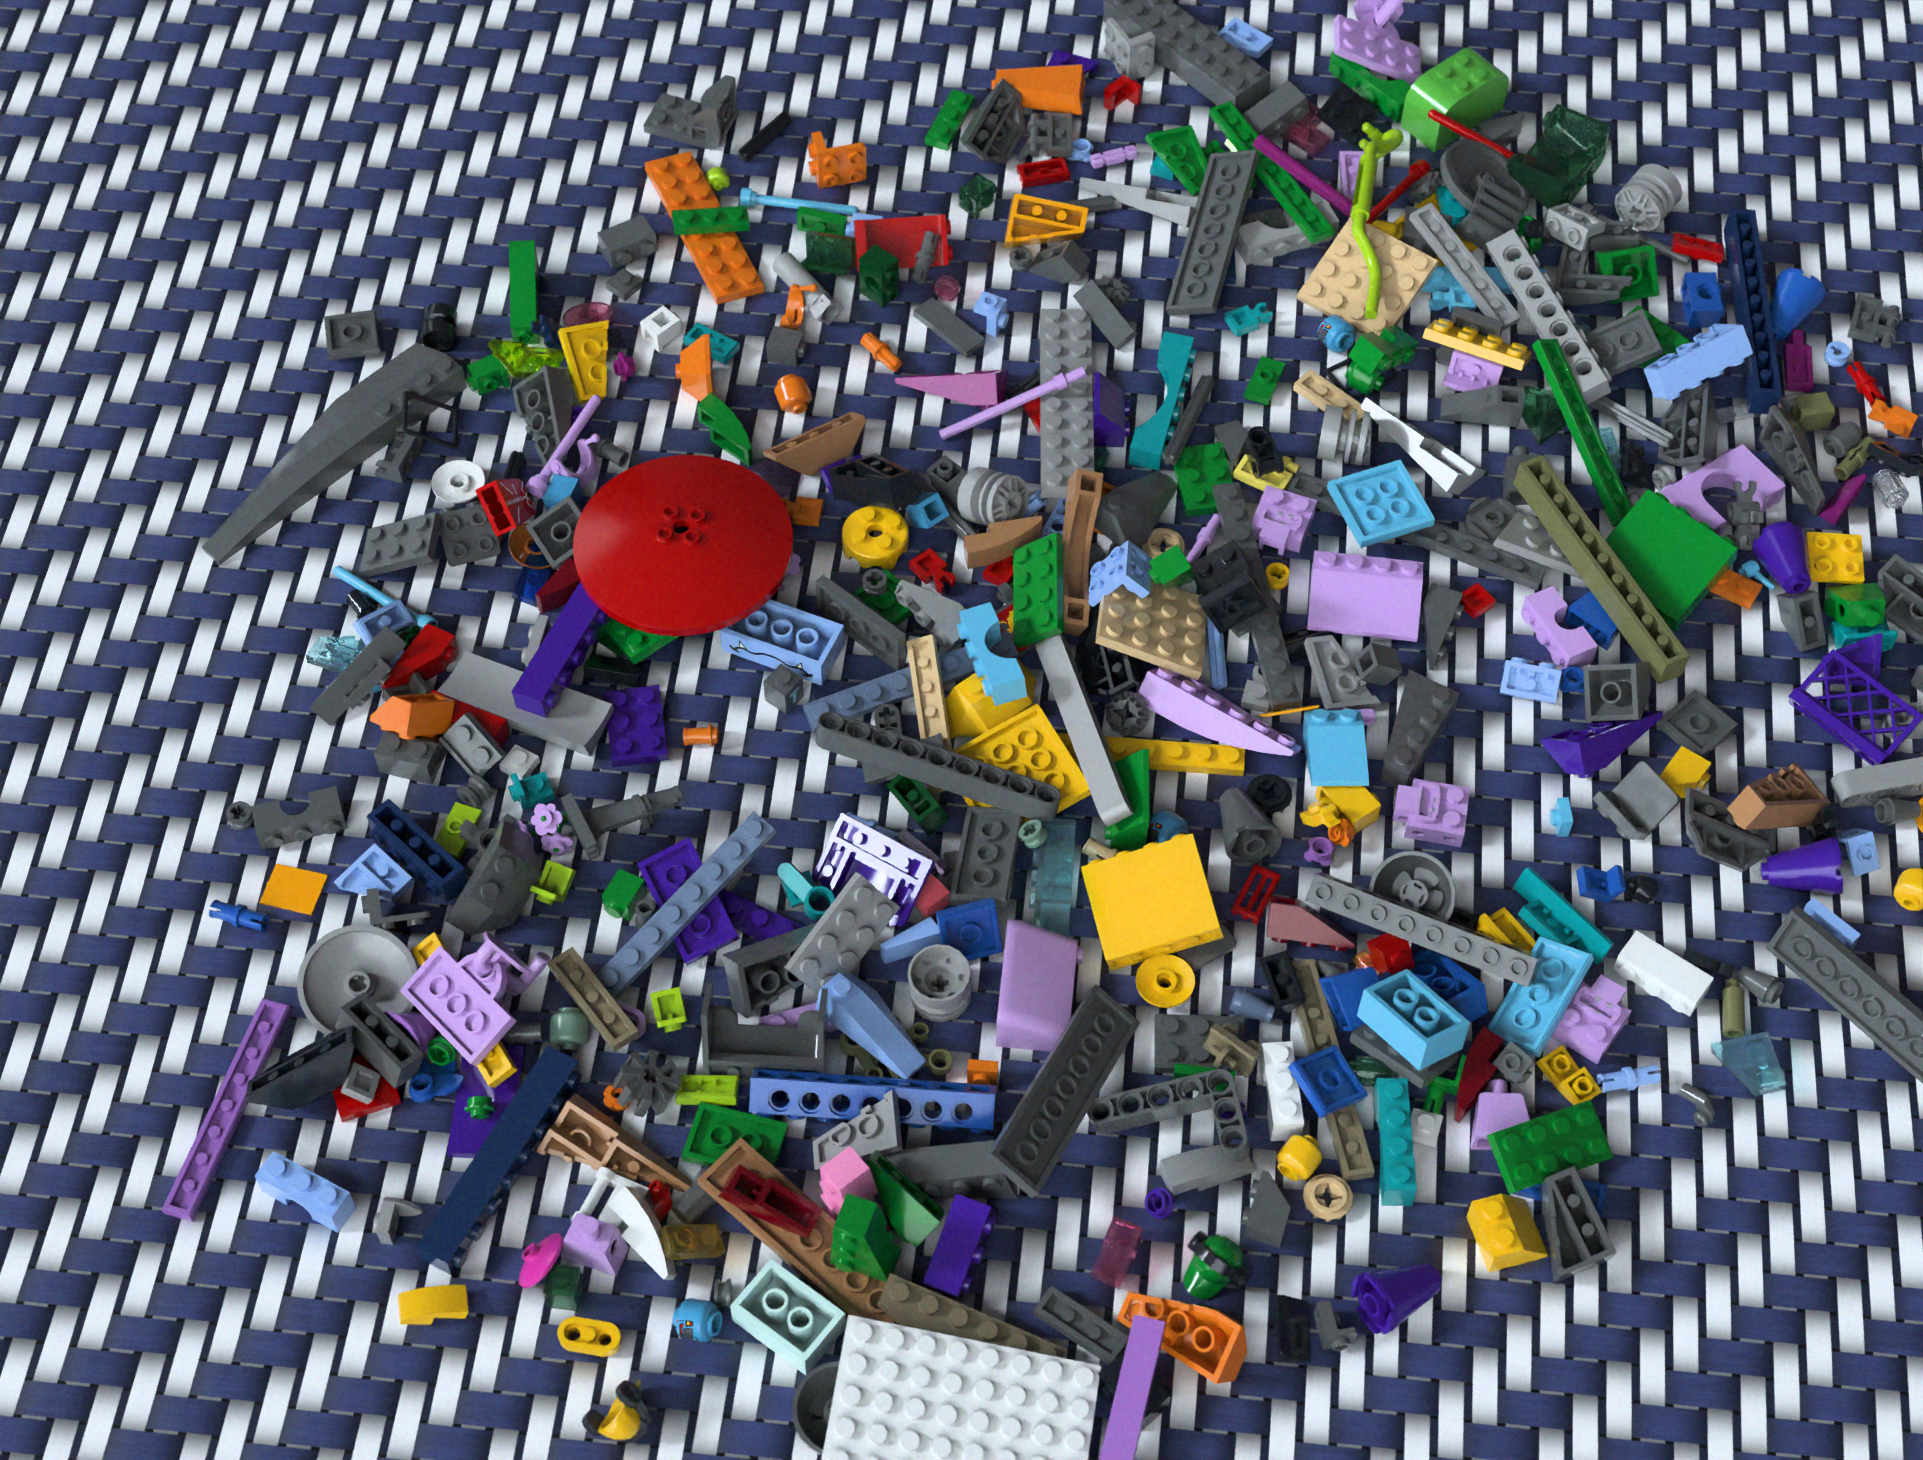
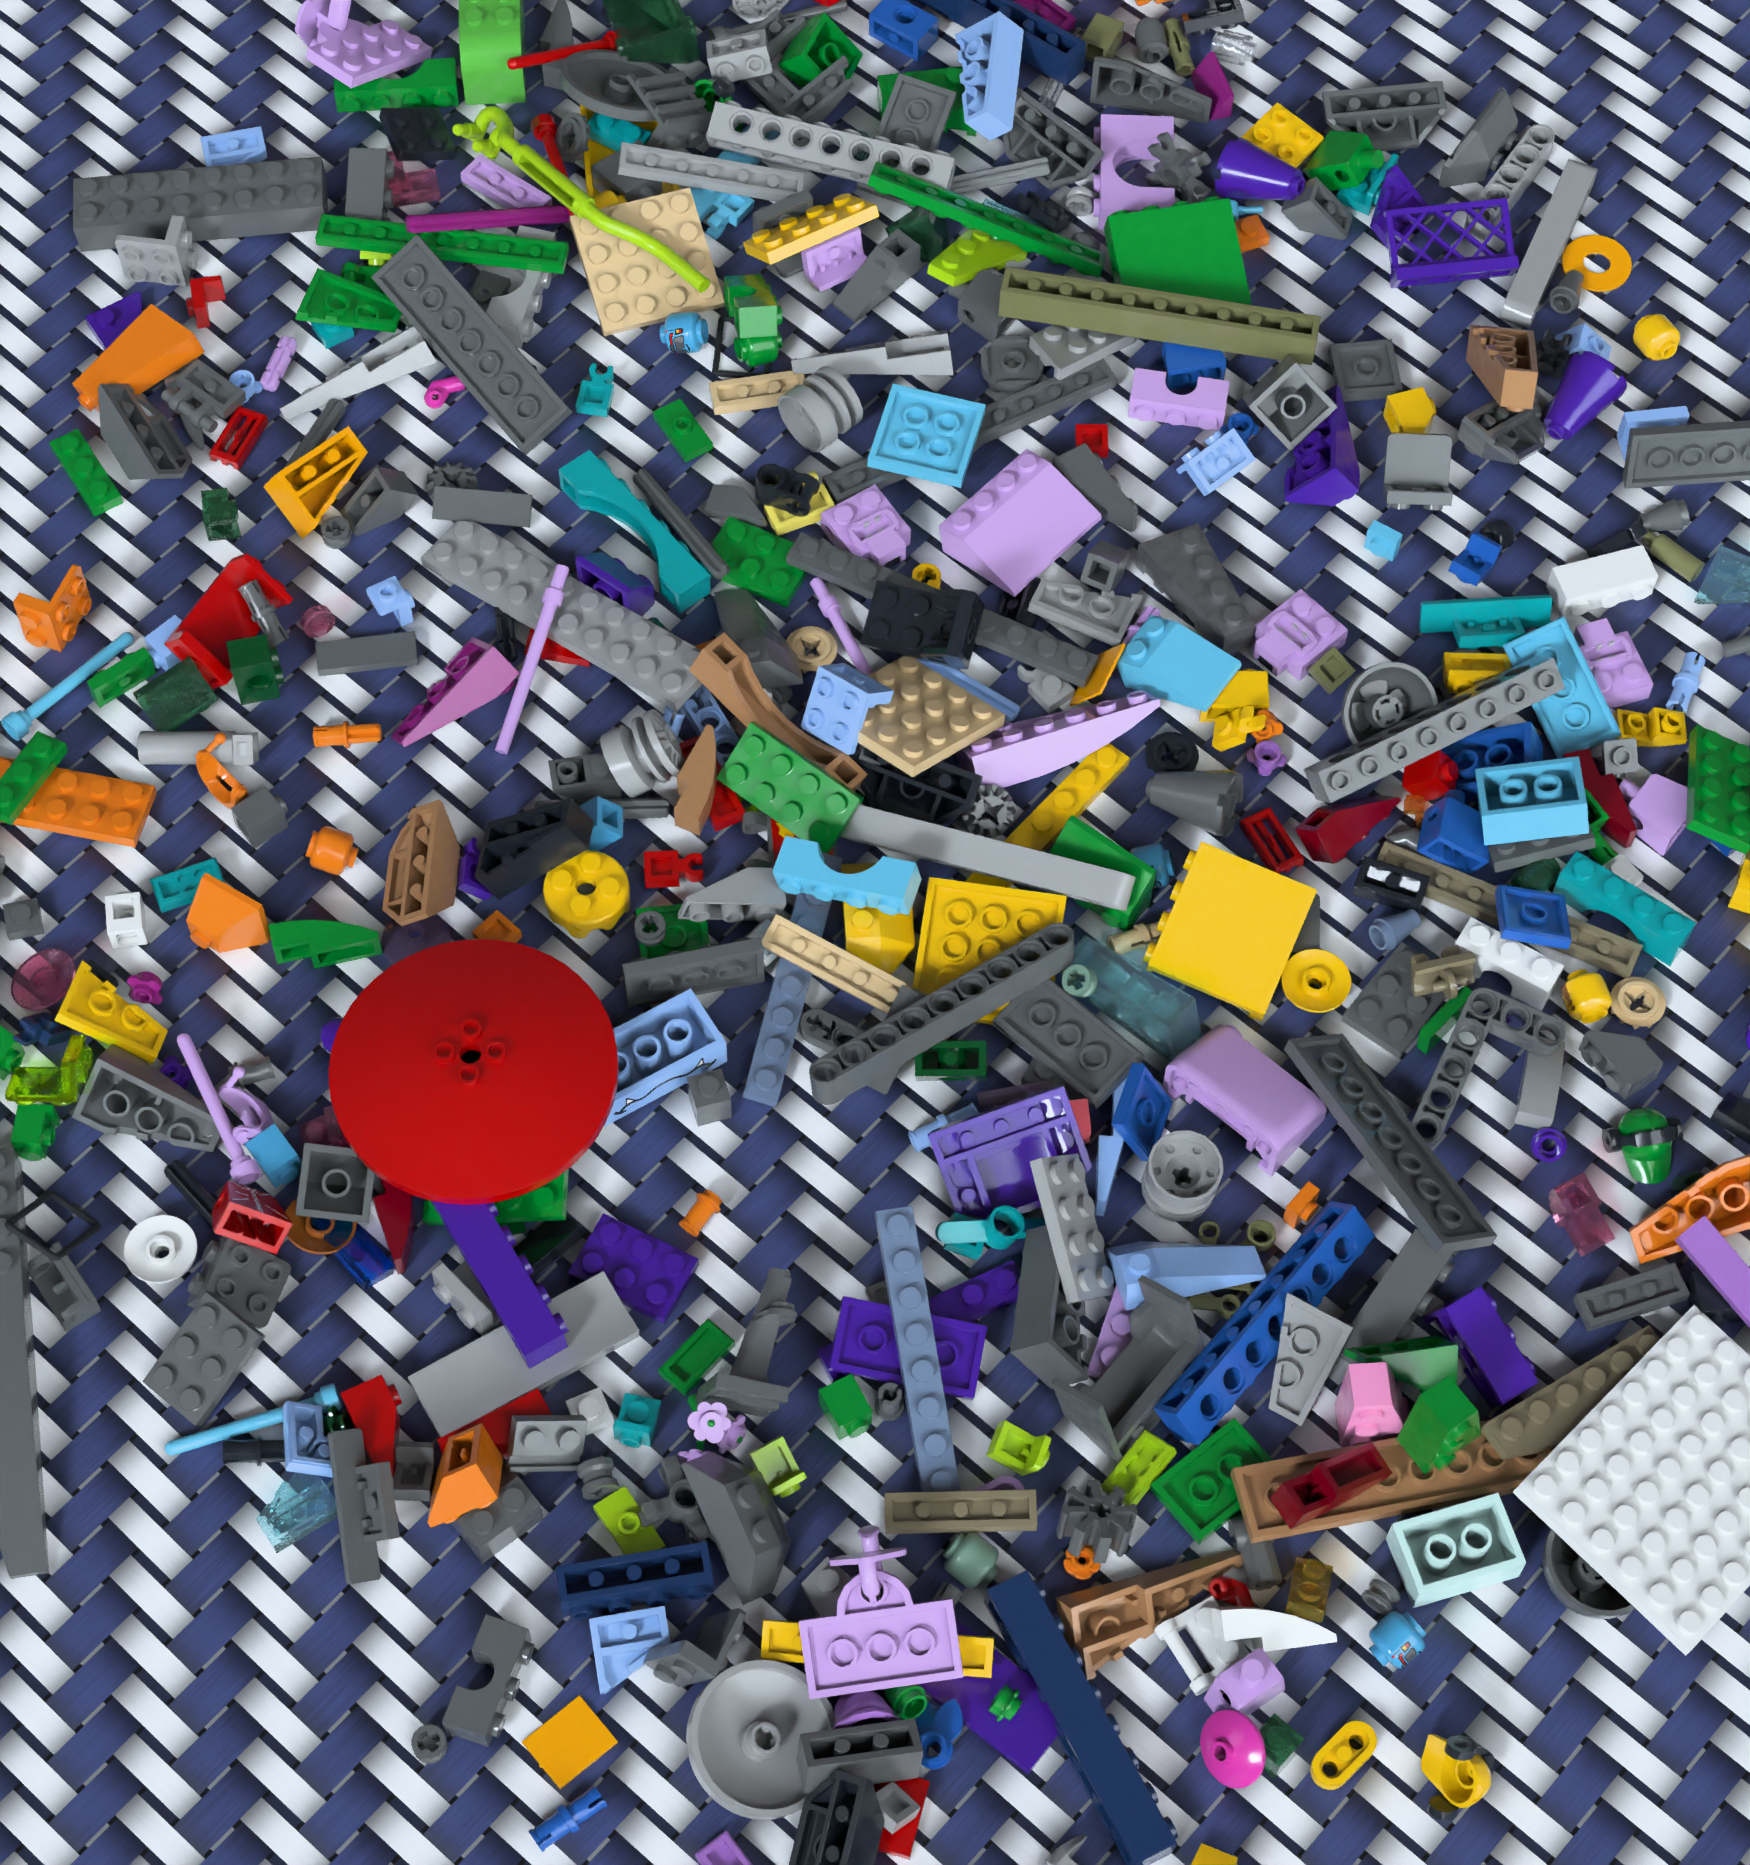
camera: 55 degrees left, 5 degrees up
(595, 794) = (696, 1357): none -> green tile
(1169, 243) = (440, 390): none -> dark pink arm
(1170, 568) = (877, 652): green slope -> none
(1426, 843) = (1331, 670): none -> olive plate
(1552, 443) = (971, 254): none -> lime wing

